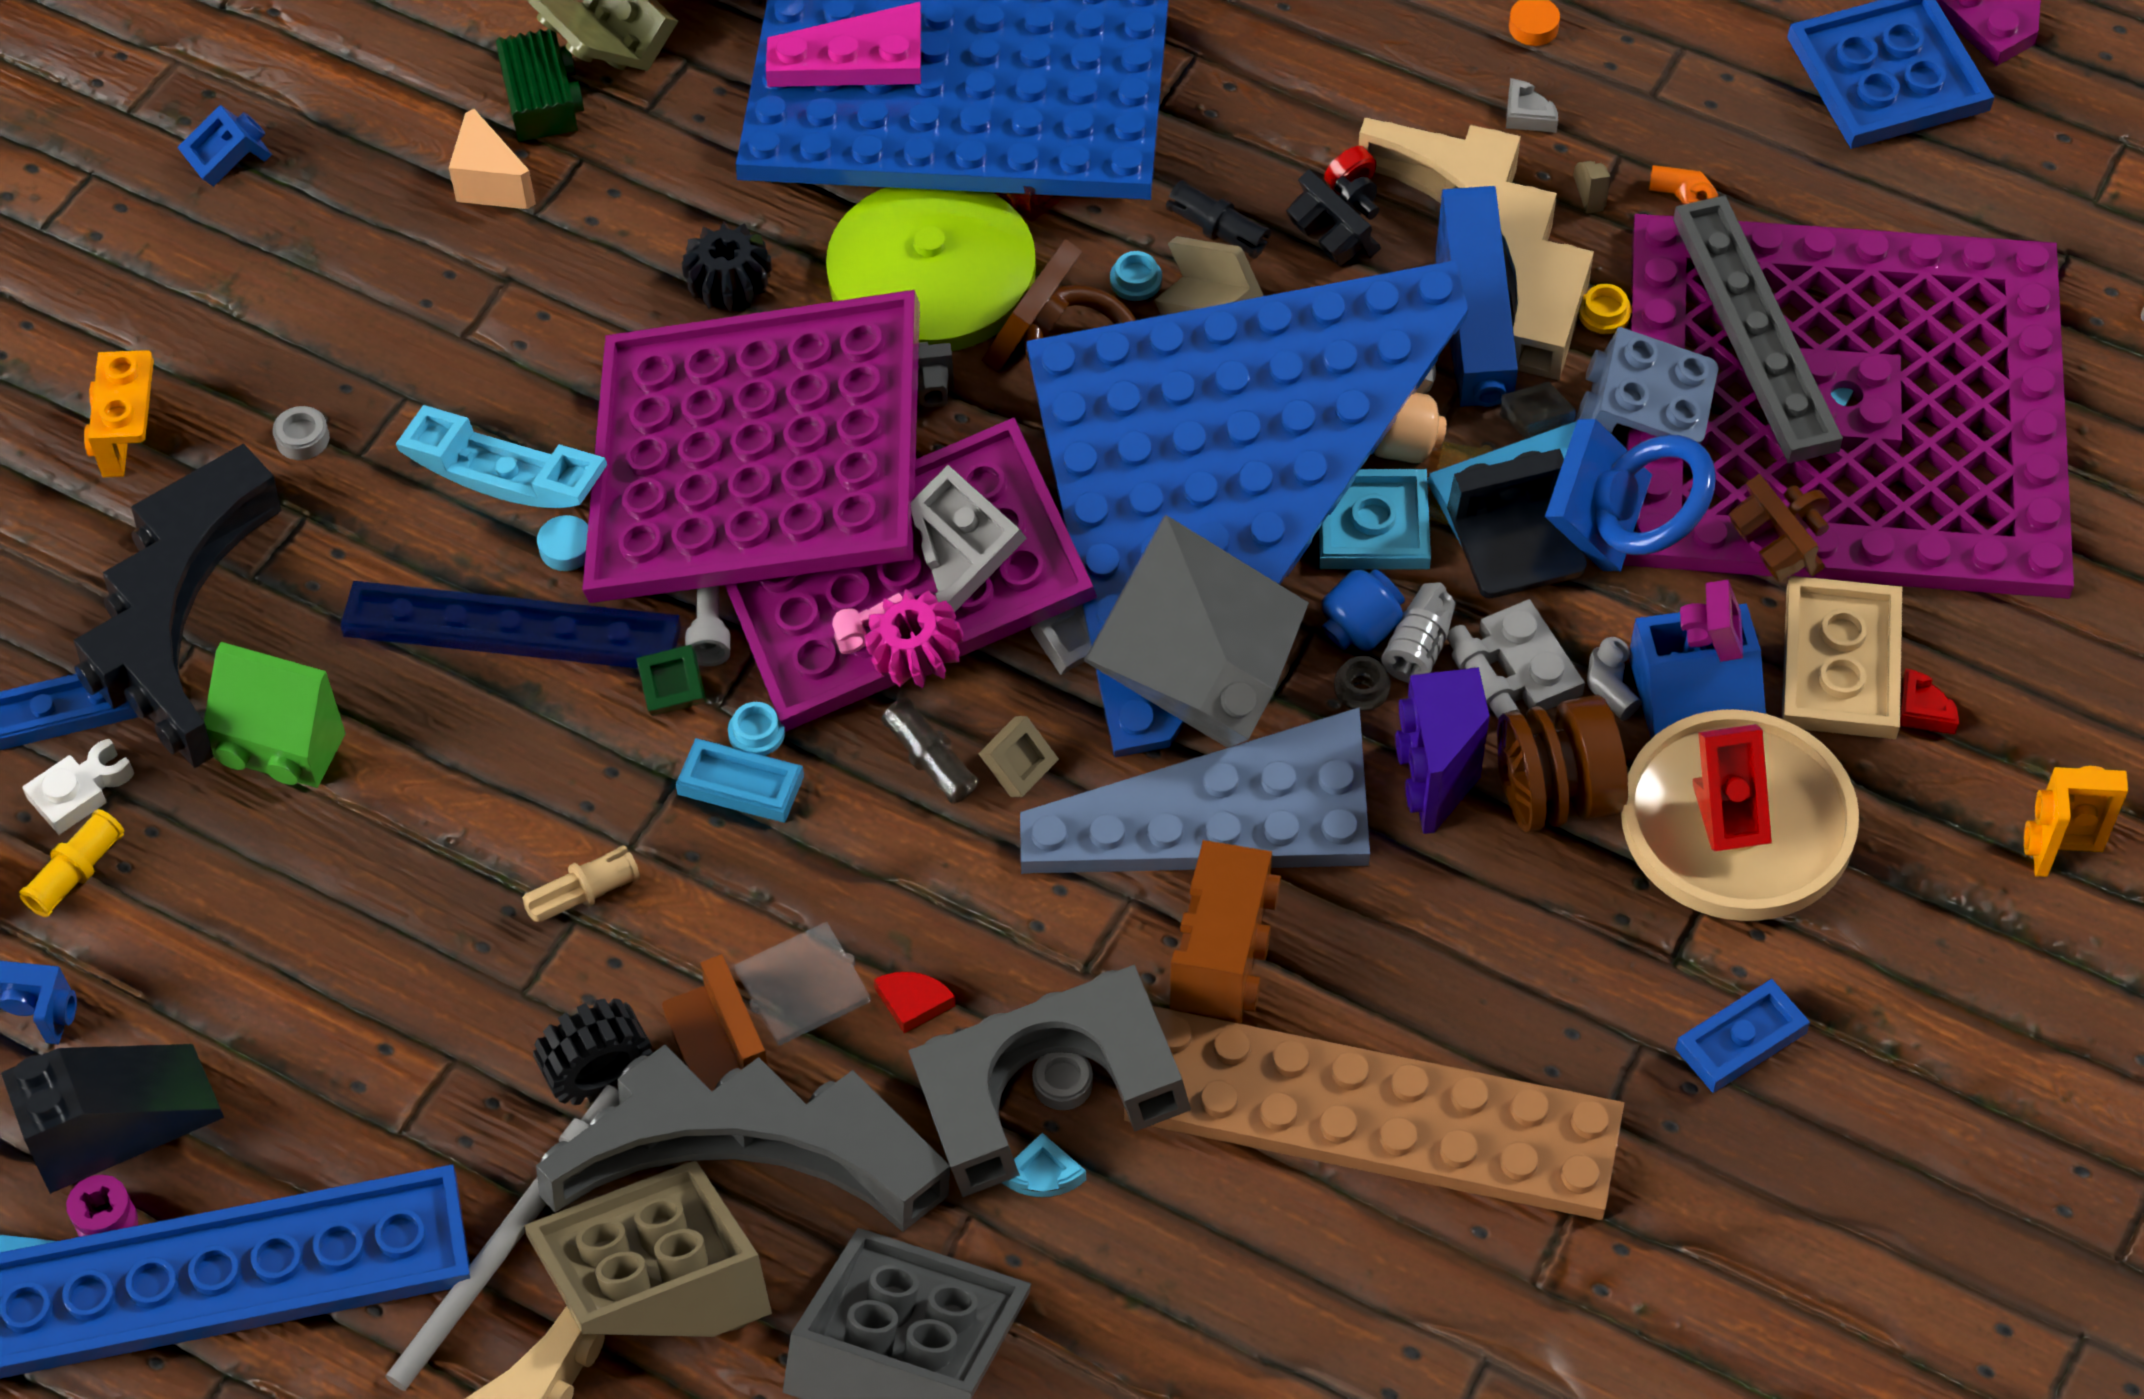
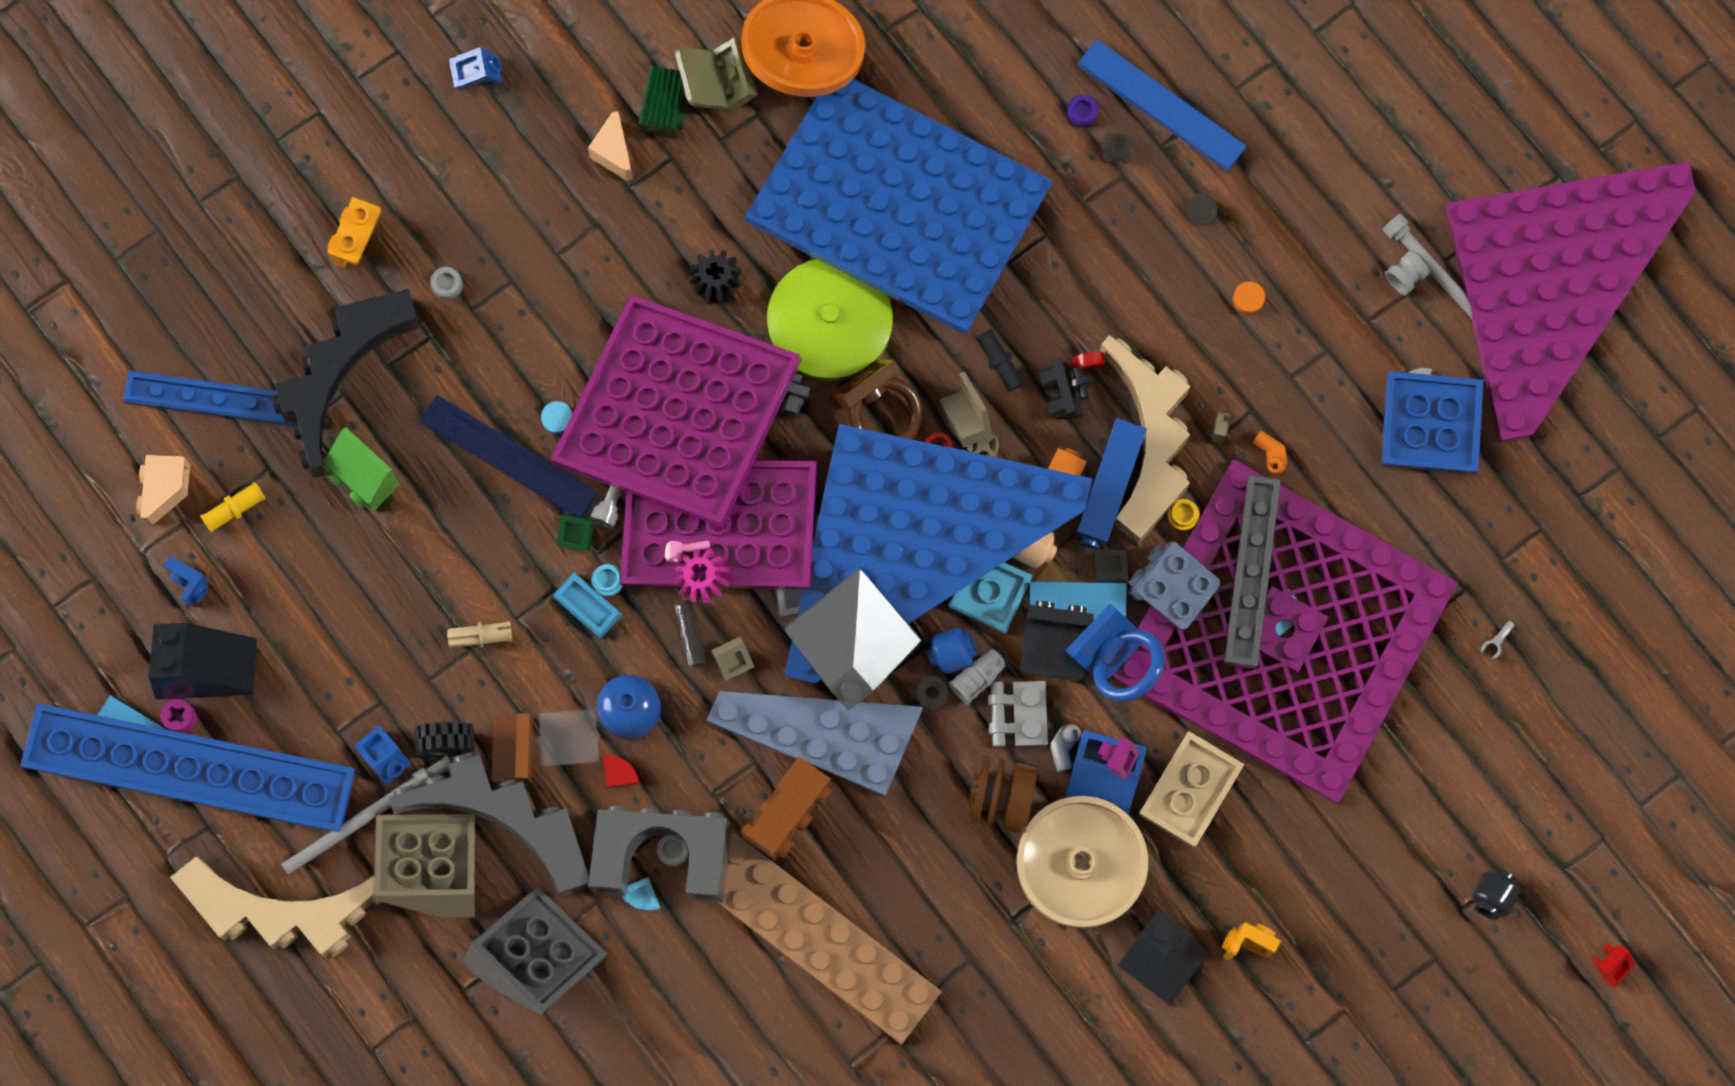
camera: 20 degrees right, 20 degrees up
(74, 791) = (247, 460): white plate -> none
(494, 1126) = (382, 754): none -> blue bracket
(497, 467) = (542, 353): medium azure slope -> none
(850, 51) = (845, 165): dark pink wing -> none
(881, 894) = (628, 707): none -> blue cylinder
(961, 536) = (754, 525): light grey wing -> none
(1136, 276) = (937, 379): medium azure plate -> none
(1442, 741) = (951, 756): dark purple slope -> none
(1529, 109) = (1214, 357): light grey tile -> none
(1733, 788) = (1077, 856): red slope -> none
(1742, 1035) = (1020, 981): blue plate -> none
(1794, 547) = (1193, 692): reddish brown hips -> none
(1925, 705) = (1221, 835): red tile -> none
(1944, 903) = (1163, 957): none -> black slope

